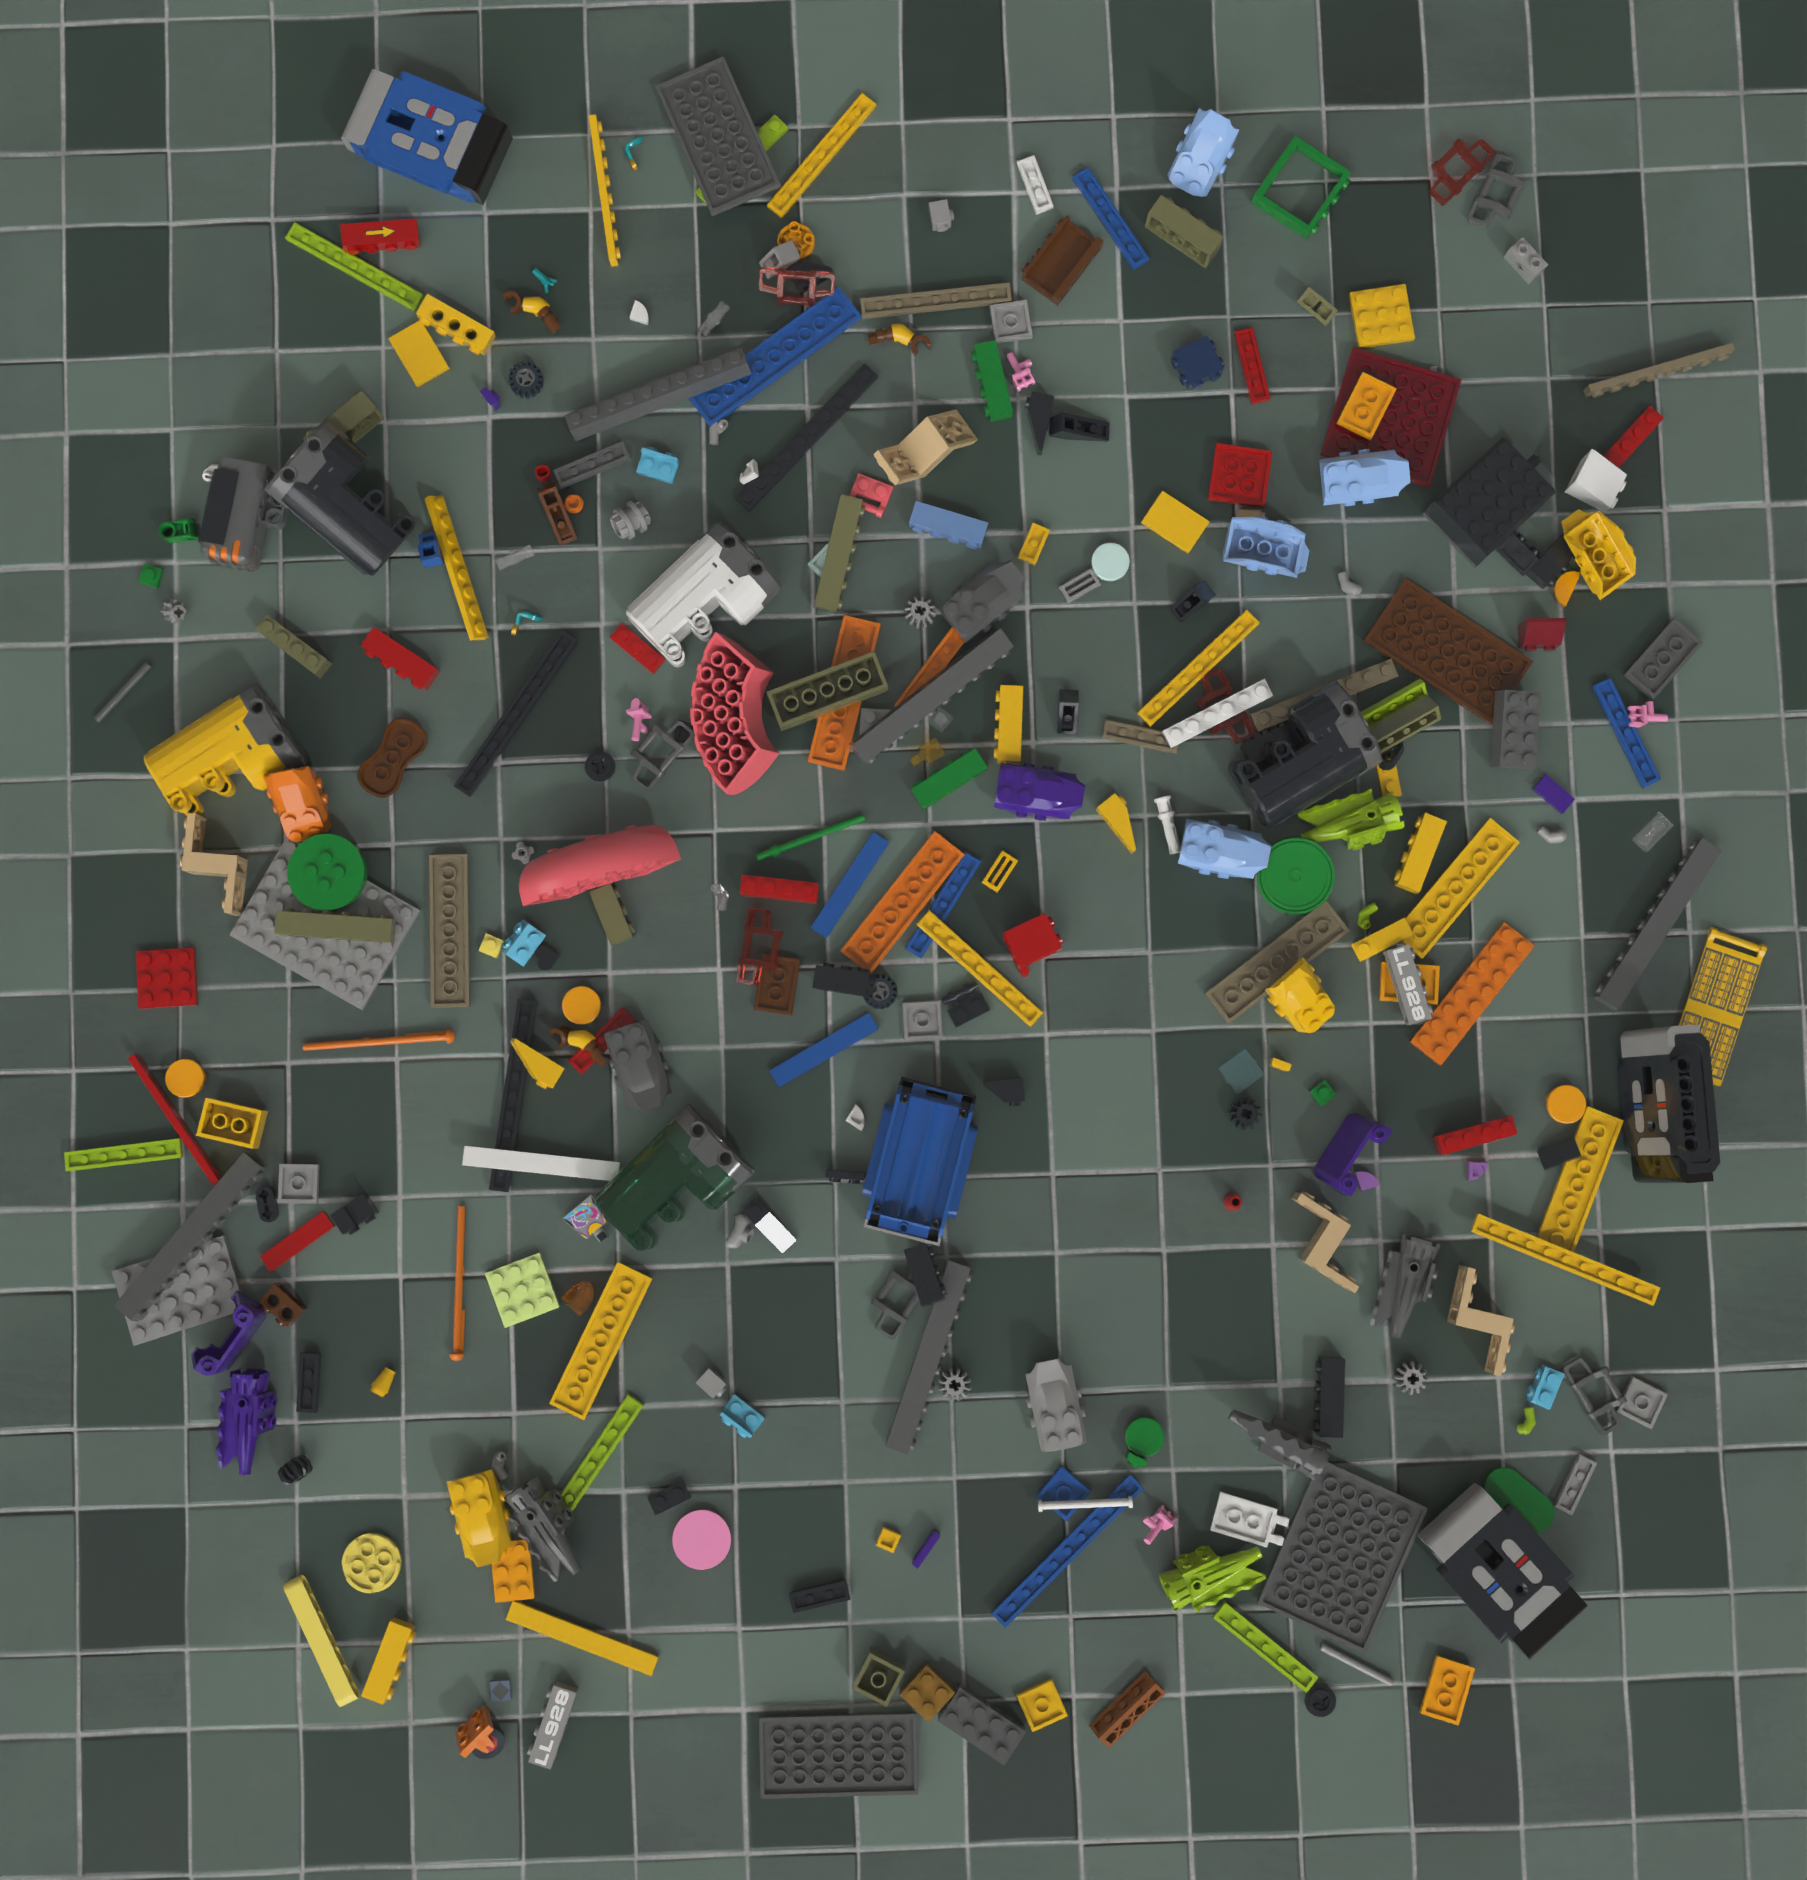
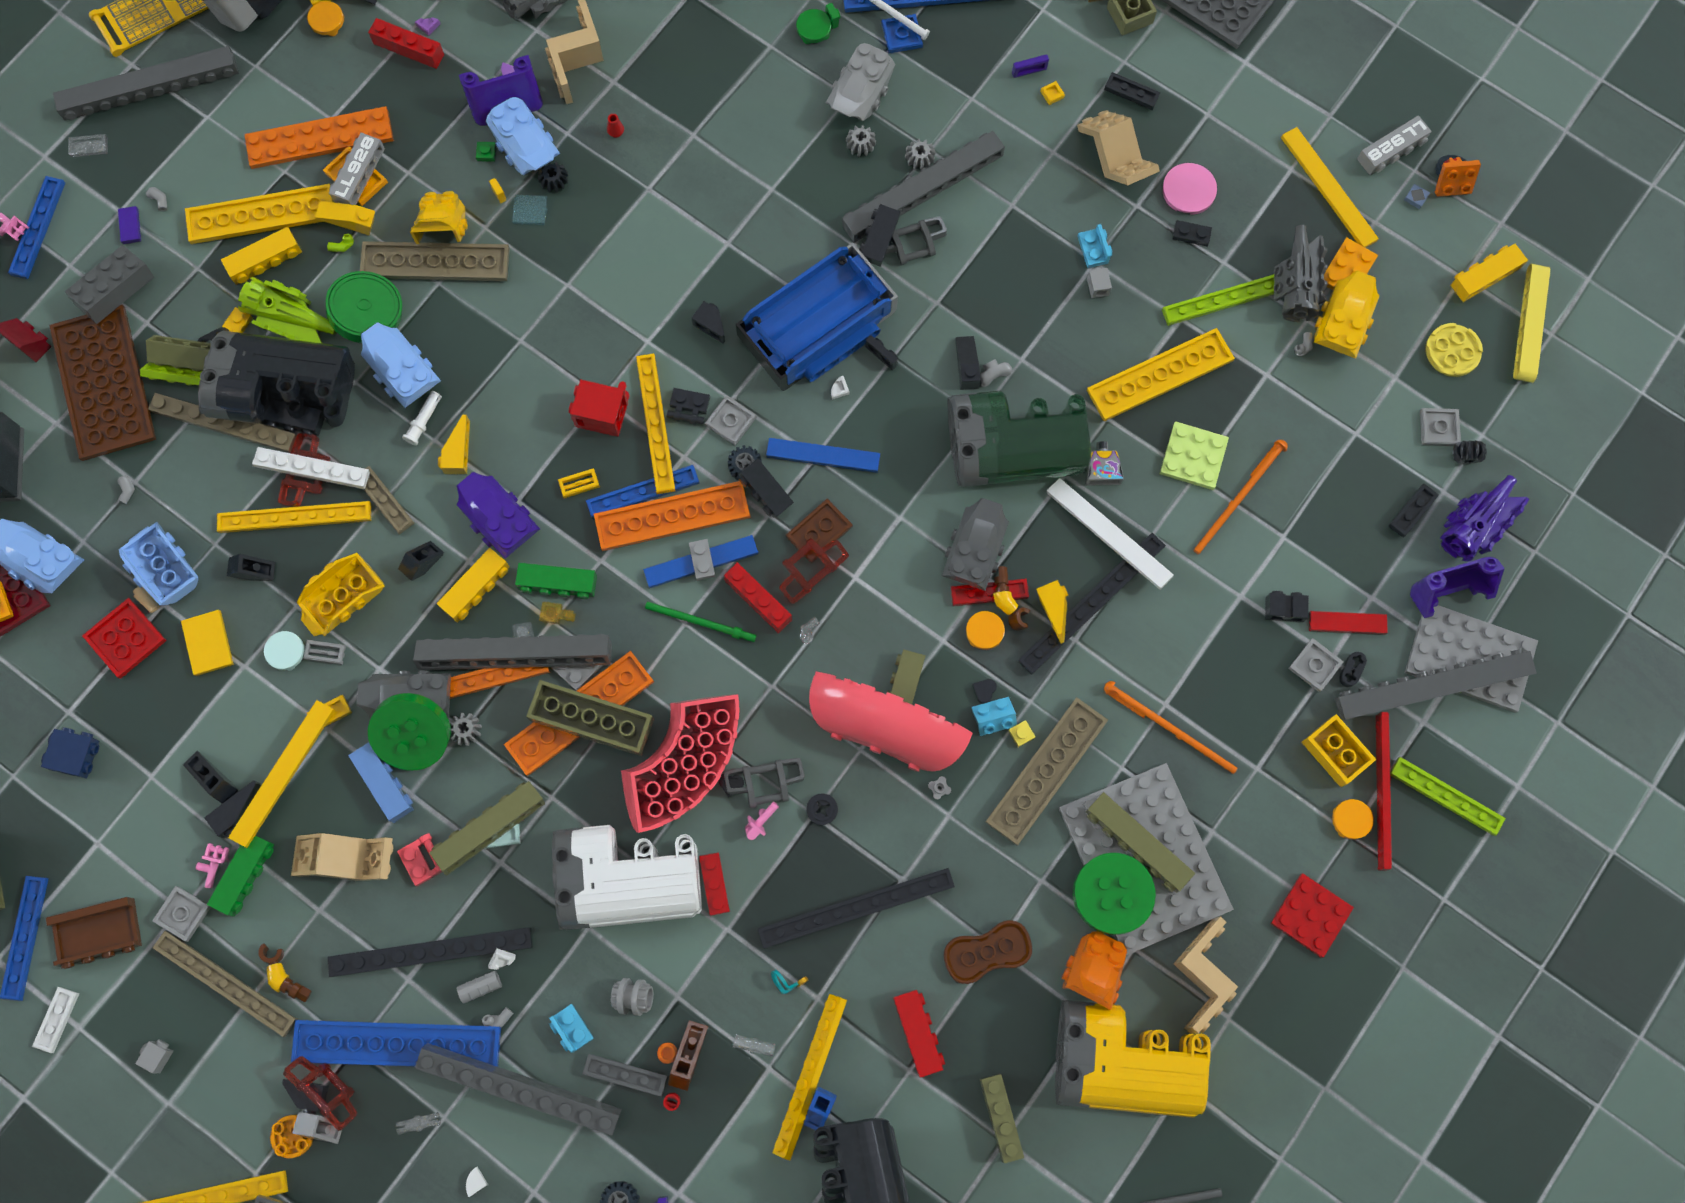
camera: 145 degrees left, 10 degrees down
(285, 1300) = (1389, 582): reddish brown brick -> none
(336, 1479) = (1440, 426): none -> light grey tile
(383, 1382) = (1354, 467): yellow cone -> none
(579, 1297) = (1154, 417): clear orange brick -> none
(749, 441) = (479, 987): none -> light grey axle
(786, 1521) = (1117, 147): none -> tan bracket
(848, 885) = (702, 559): none -> light grey plate
(954, 573) = (409, 731): none -> green brick
(1008, 1355) = (861, 140): none -> light grey gear
(1025, 471) = (281, 774): none -> yellow tile
(1103, 634) = (337, 593): none -> yellow slope
(1252, 365) = (32, 720): red tile -> none
(1296, 1125) = (521, 136): none -> light blue slope

